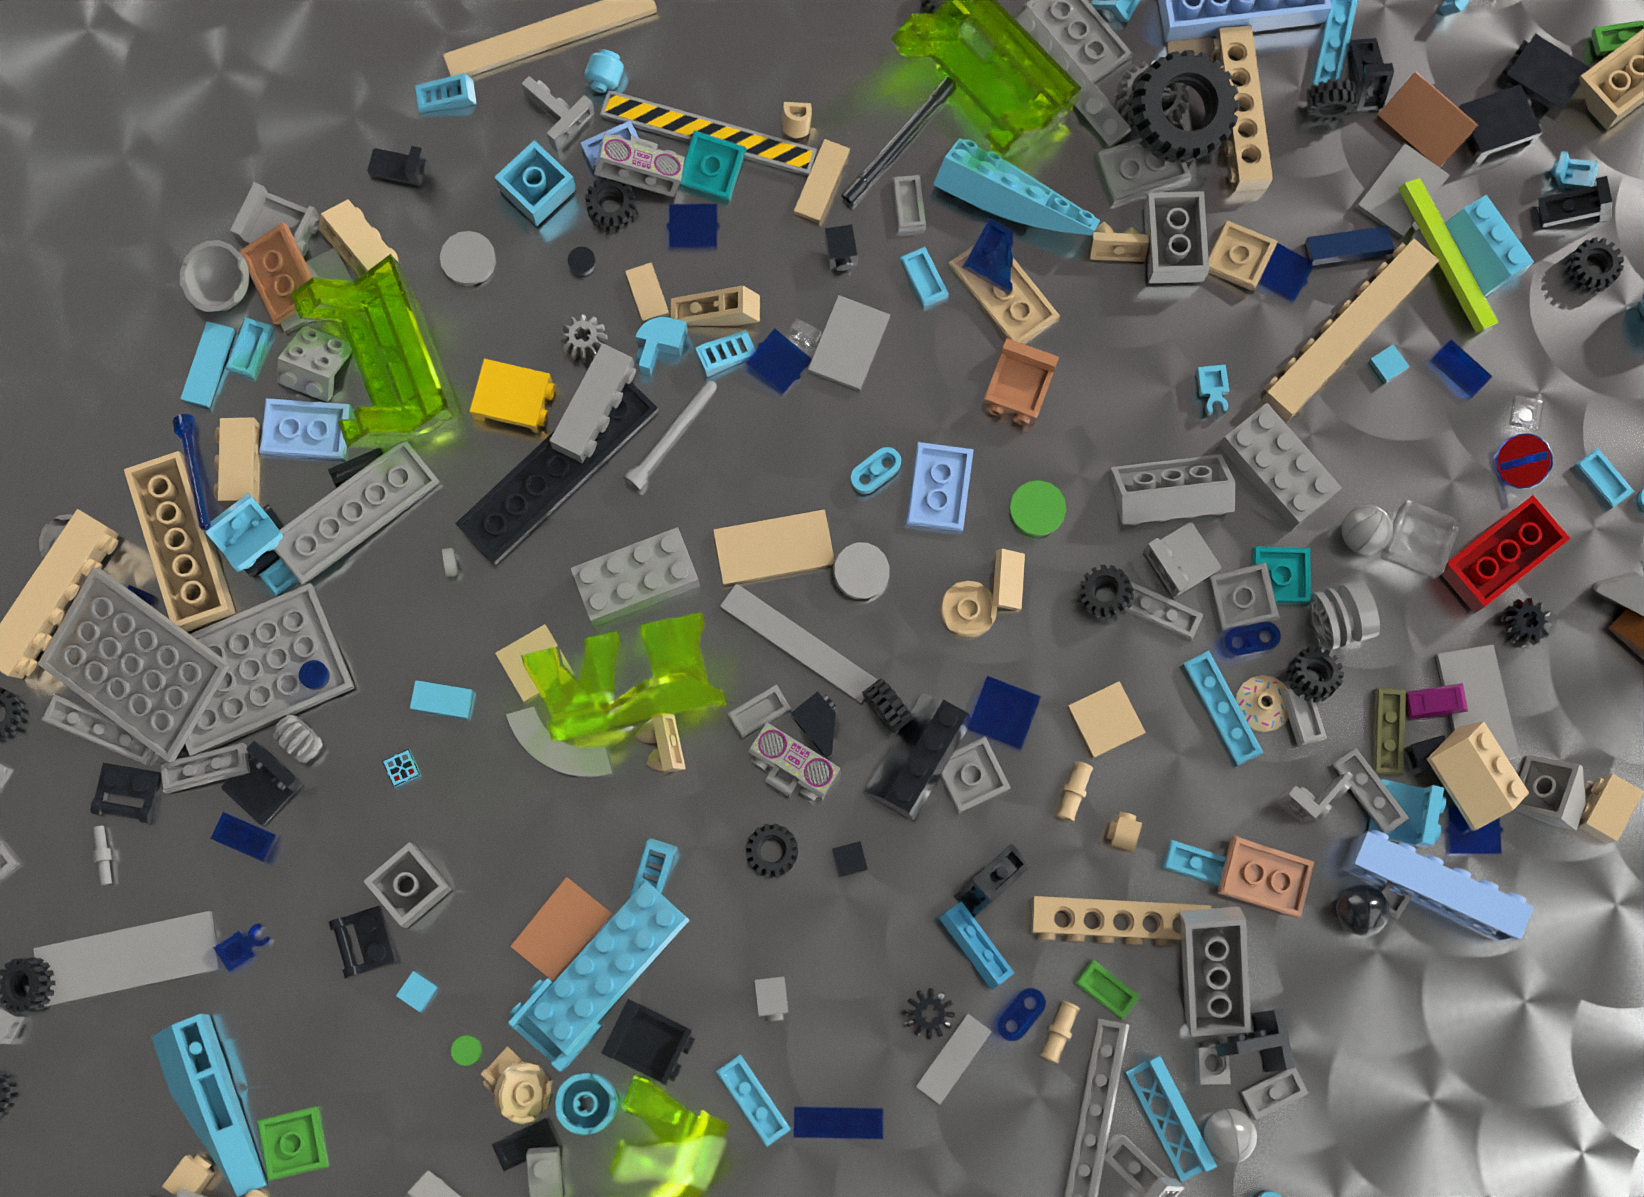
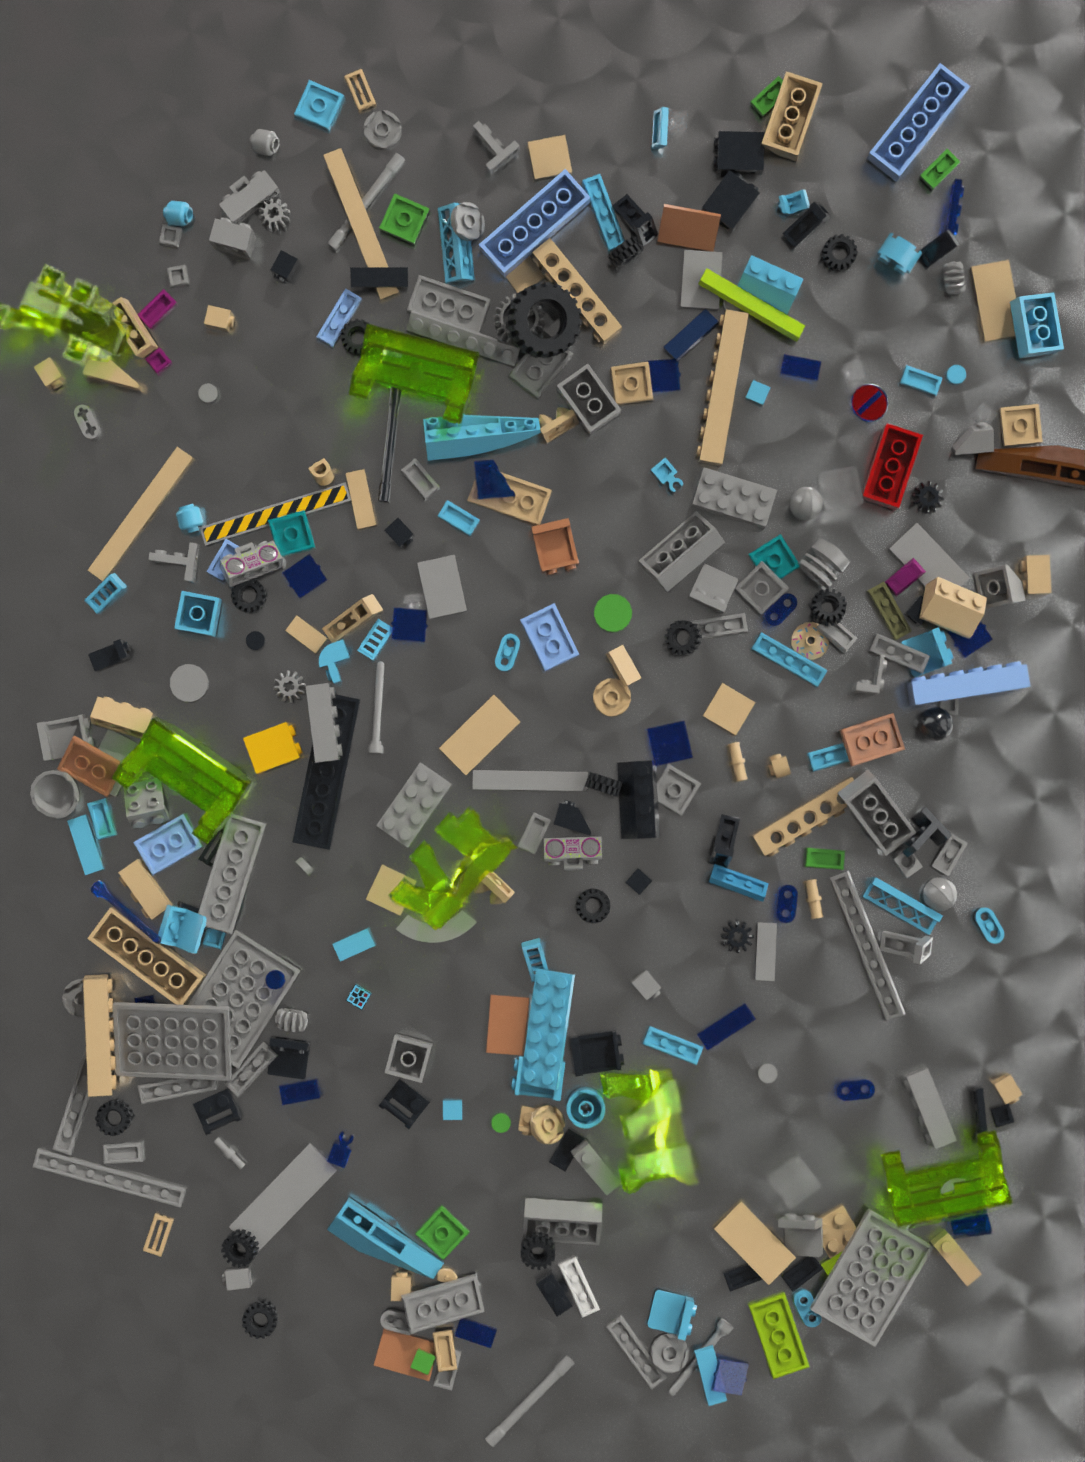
camera: 25 degrees left, 10 degrees up
(861, 570) = (537, 716): light grey tile -> none

